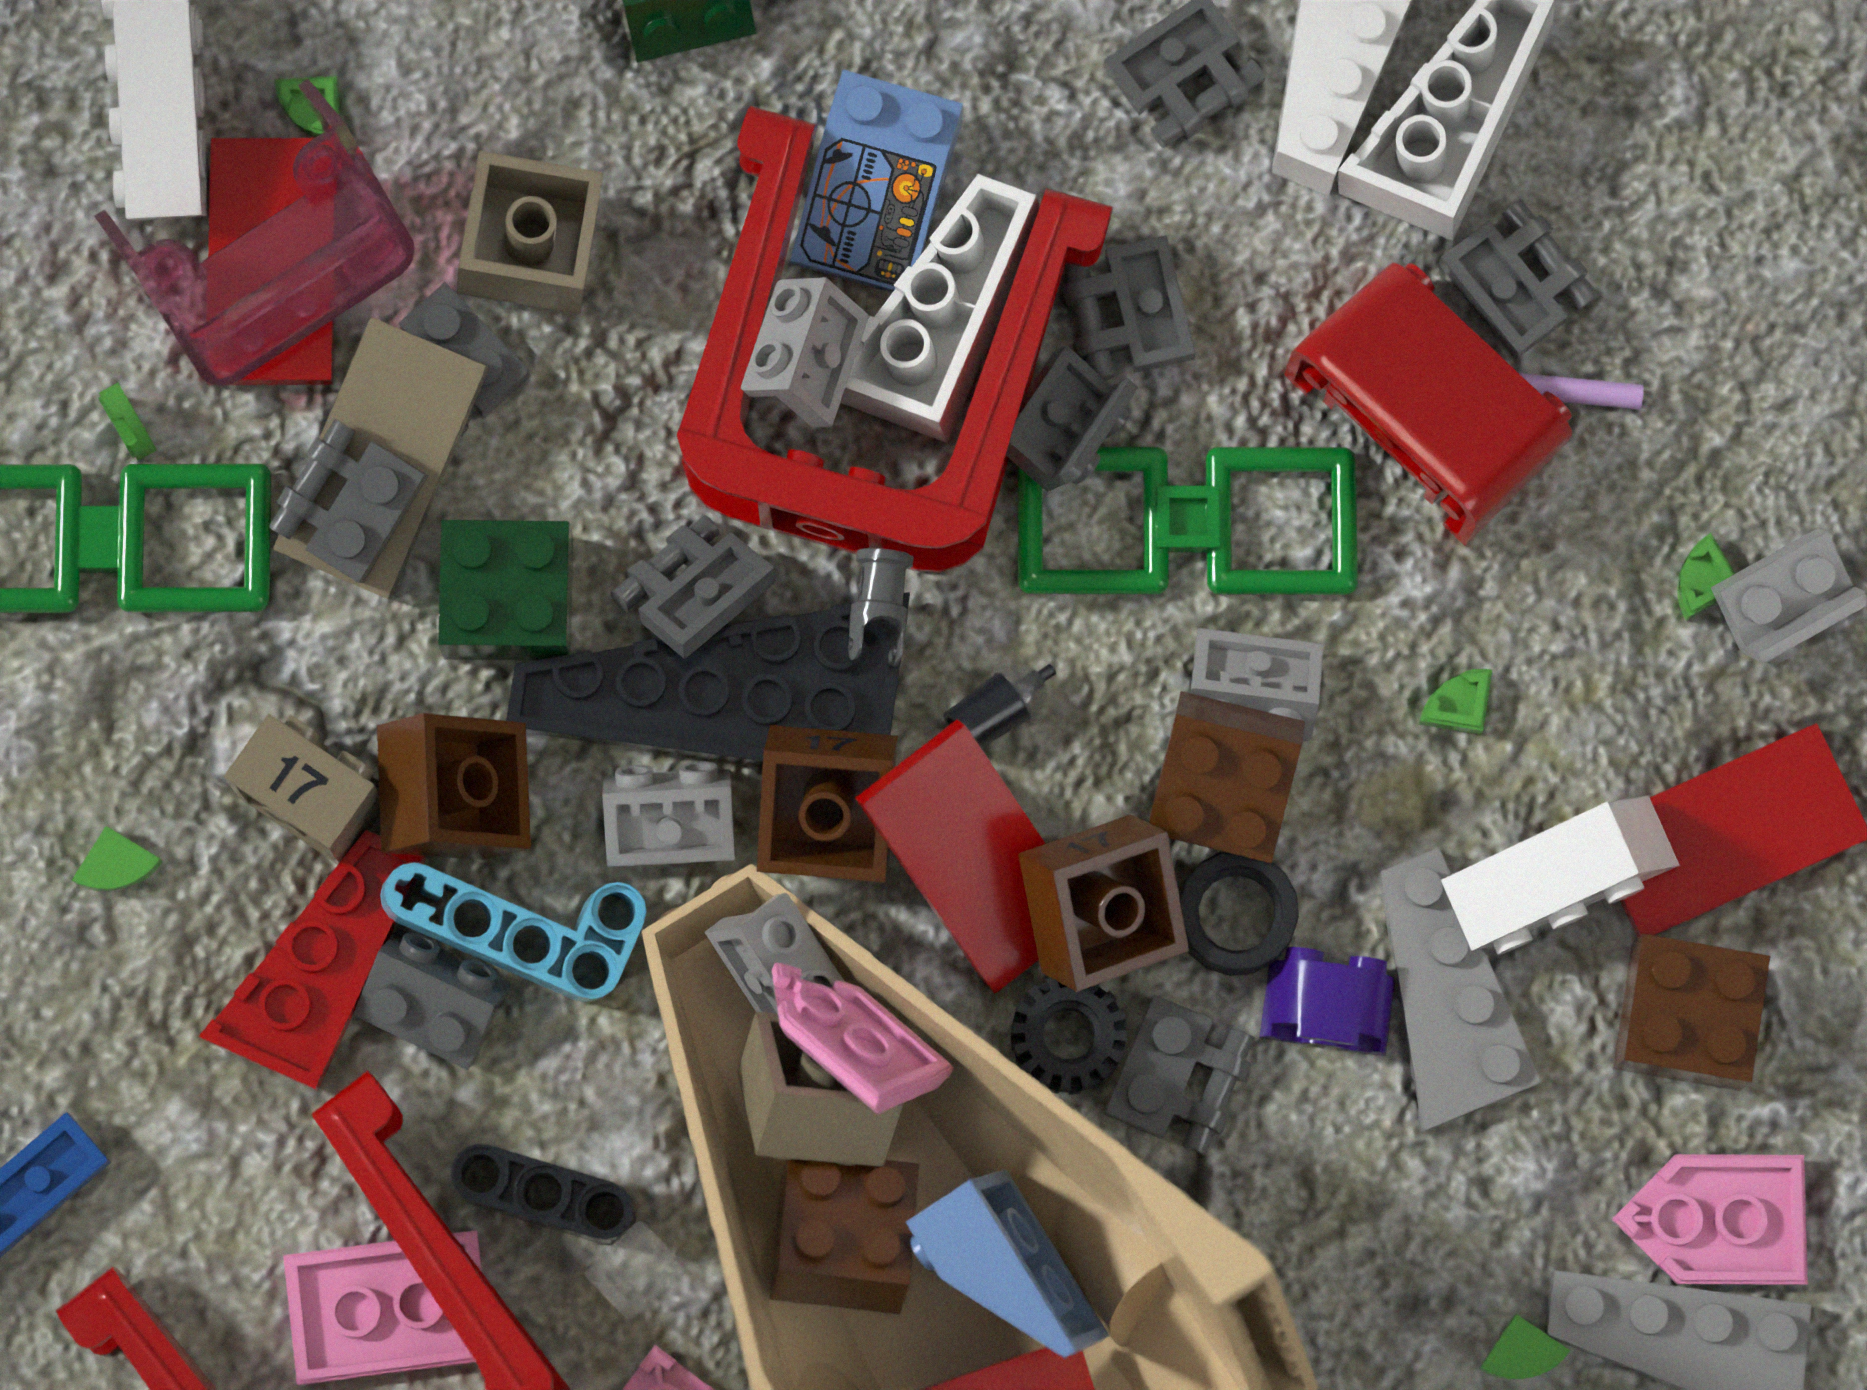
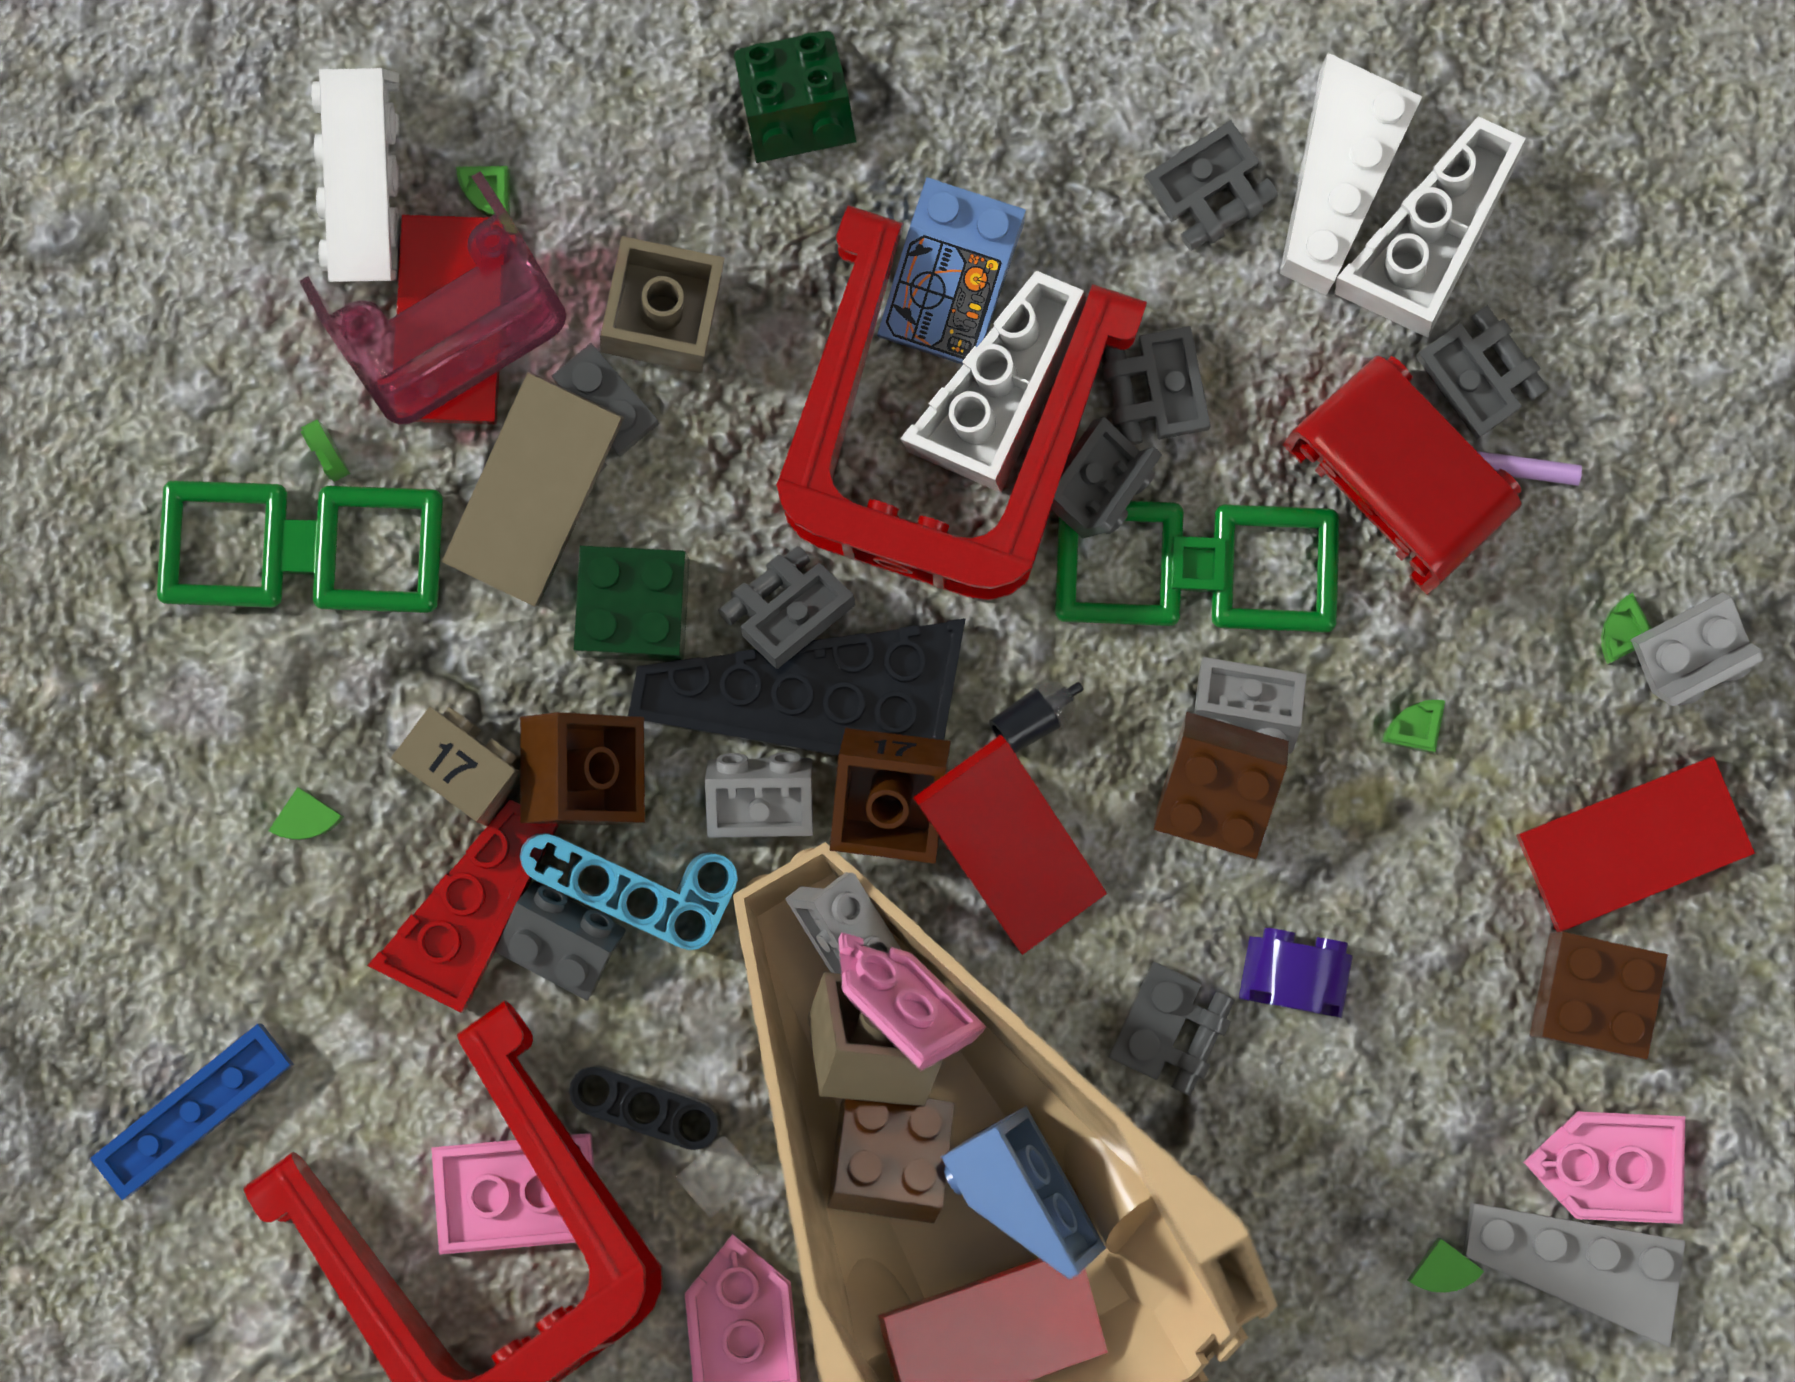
camera: 10 degrees right, 5 degrees up
(365, 510) = (517, 535): dark grey plate -> none
(806, 348) = (887, 414): light grey bracket -> none
(880, 599) = (940, 626): dark grey piece -> none
(1060, 1073) = (1114, 988): black tyre -> none
(1103, 902) = (1116, 888): reddish brown brick -> none
(1285, 912) = (1229, 936): black tyre -> none
(1453, 1009) = (1401, 986): light grey wing -> none
(1560, 873) = (1495, 878): white wedge -> none

